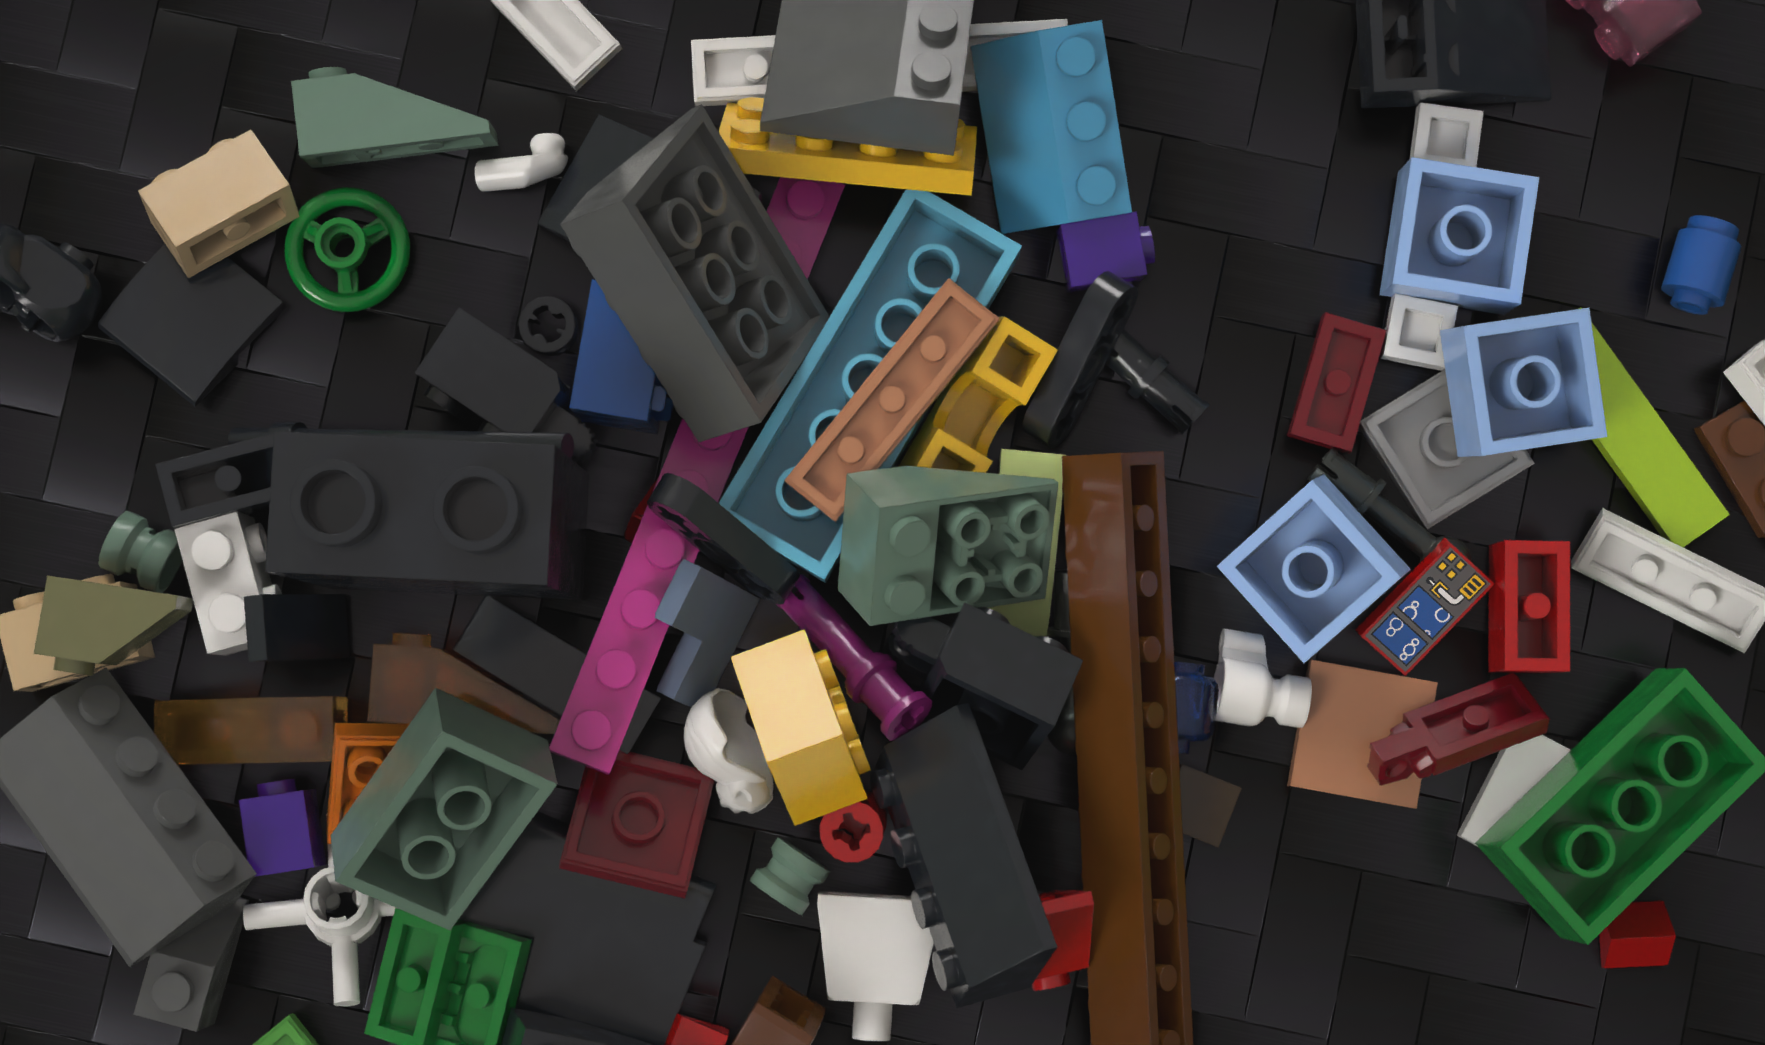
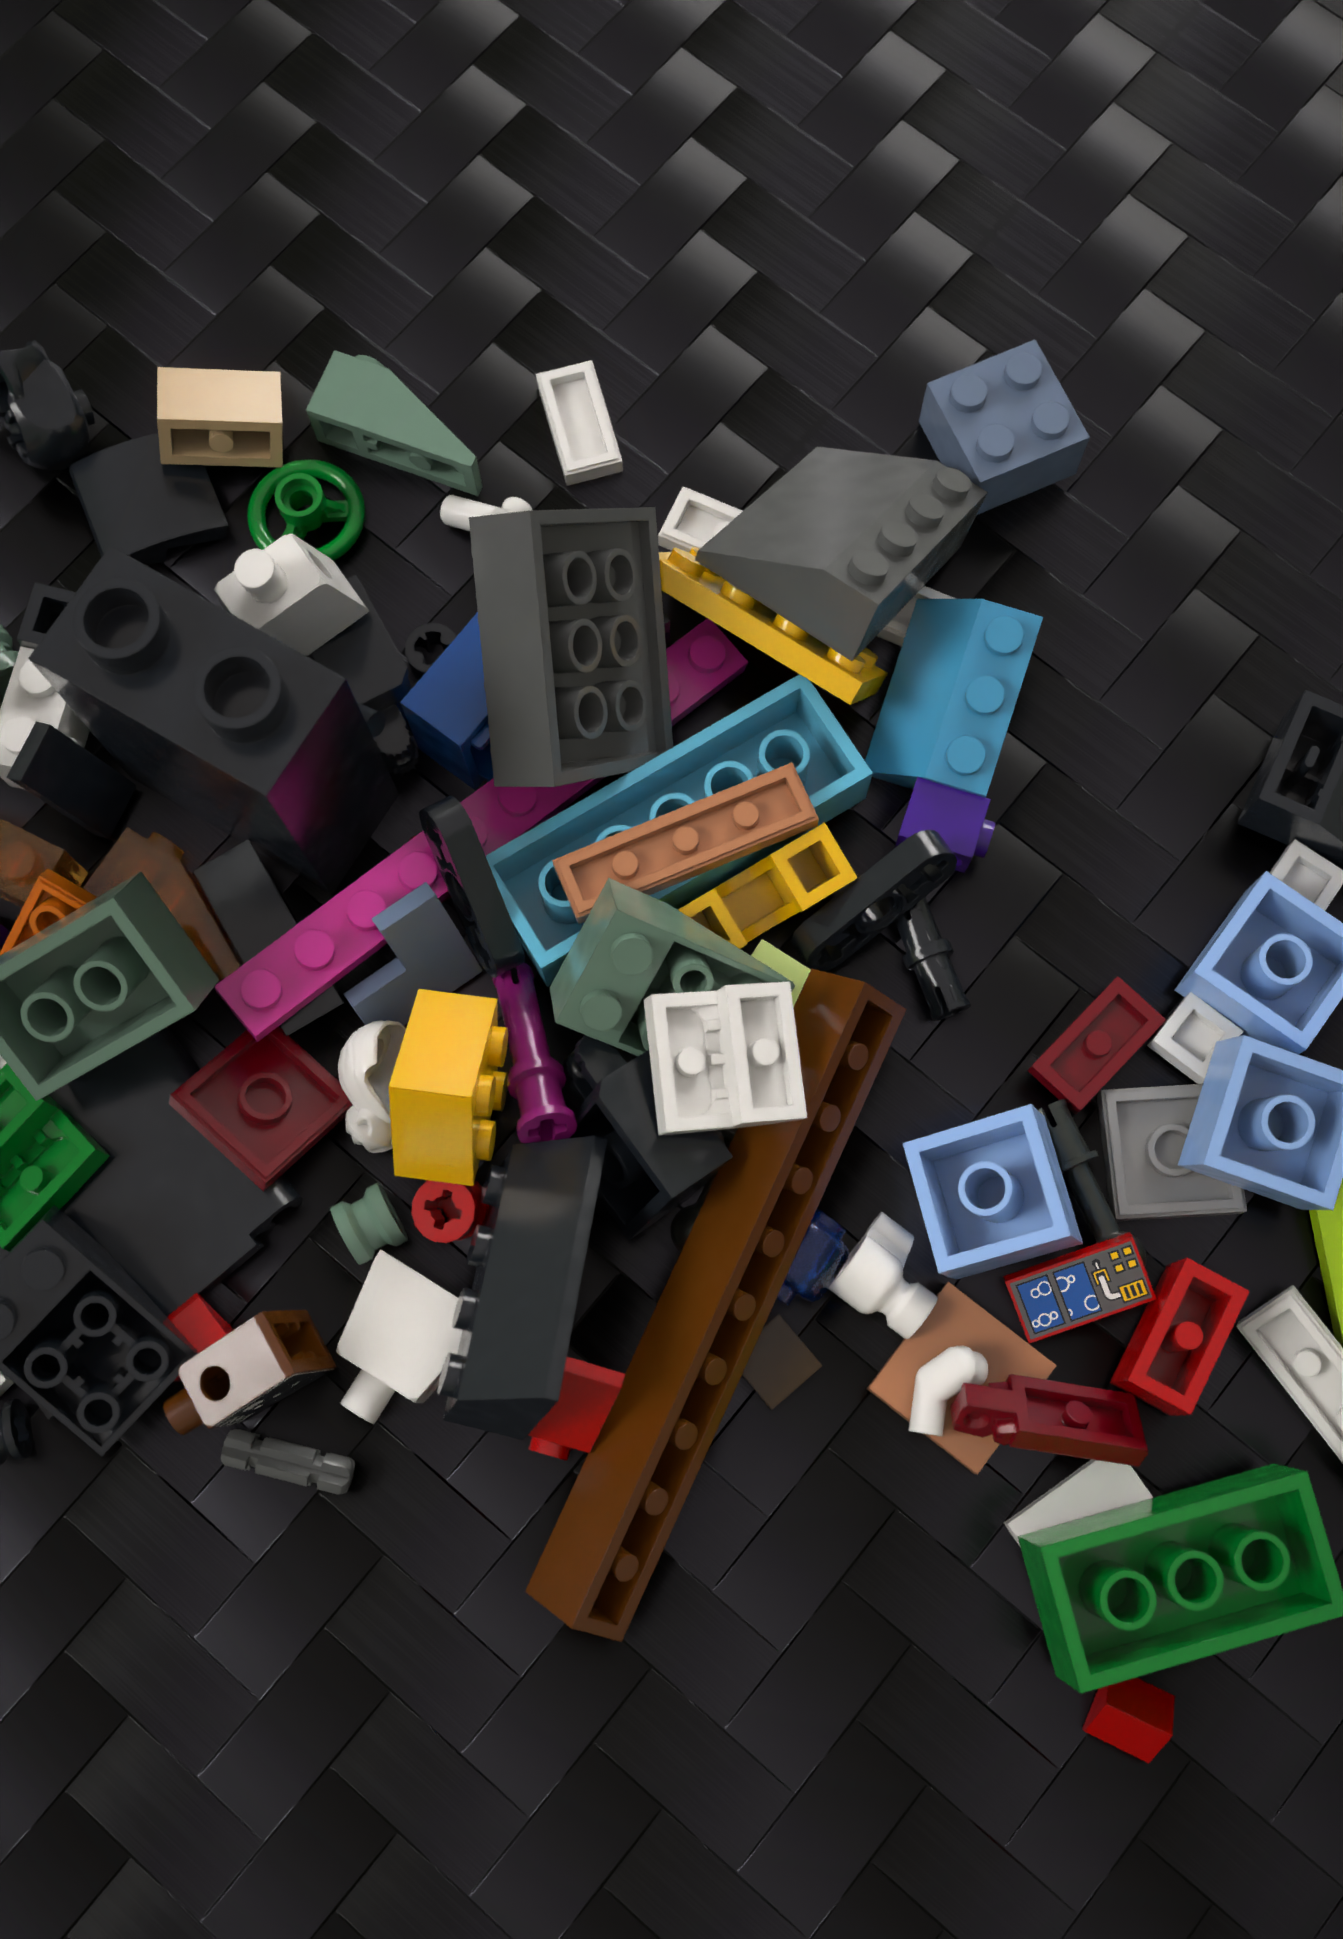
camera: 30 degrees right, 10 degrees down
(427, 374) = (291, 594): none -> white torso
(1035, 583) = (724, 1058): none -> white slope
(1348, 750) = (940, 1381): none -> white arm

